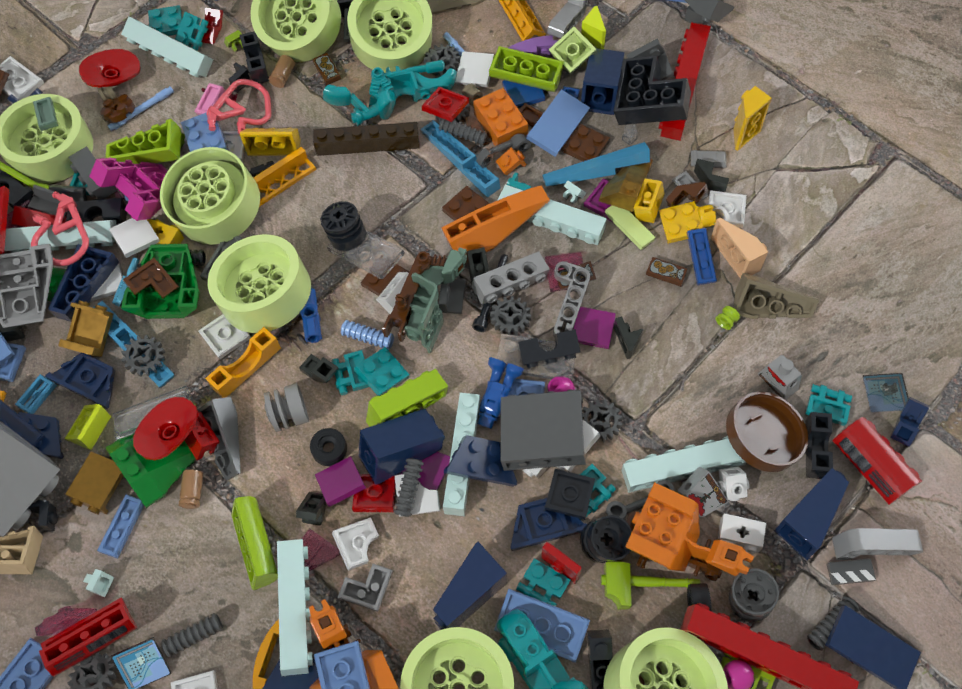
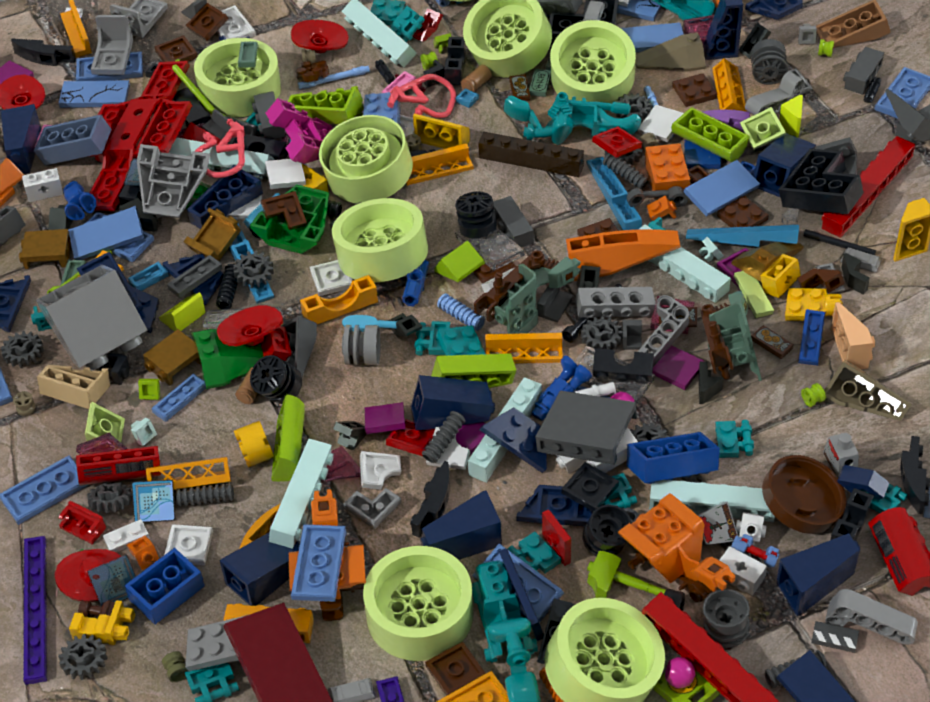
camera: 20 degrees right, 15 degrees down
(55, 592) = (103, 421): none -> yellowish green slope
(85, 383) = (194, 276): none -> dark grey plate
(86, 529) = (149, 389): none -> lime tile
(124, 383) = (227, 288): none -> black piece
(172, 622) = (194, 480): none -> light orange fence
(189, 88) = (384, 71): none -> black axle
(215, 479) = (275, 378): none -> black wheel
(221, 560) = (253, 443): none -> yellow brick
(227, 63) = (427, 60): none -> lime wheel
(248, 156) = (414, 142): none -> dark tan wheel
(279, 377) = (363, 320): none -> medium azure piece
(280, 93) = (467, 98): none -> dark azure tile
(325, 436) = (385, 380): black tyre -> none
(343, 57) = (540, 82): none -> sand green tile
(346, 281) = (459, 262): none -> lime slope
(379, 219) = (513, 222): none -> dark grey brick
(425, 551) = (435, 501): none -> black slope
(441, 349) = (526, 343): none -> light orange fence
(489, 24) = (694, 90): none -> reddish brown plate
(532, 383) = (600, 390): none -> white pin
(538, 306) = (632, 334): none -> dark grey panel
(557, 646) = (521, 593): none -> dark blue tile
(633, 281) = (729, 335): none -> sand green piece
(635, 435) = (673, 457): none -> blue brick
(669, 391) = (727, 438): none -> teal plate
(682, 147) = (837, 242): none -> black bar
(729, 206) = (862, 304): white tile -> none
(736, 507) = (745, 544): none -> medium blue piece
(812, 397) = (861, 478): none -> dark blue slope
(852, 379) = (913, 476): none -> black slope

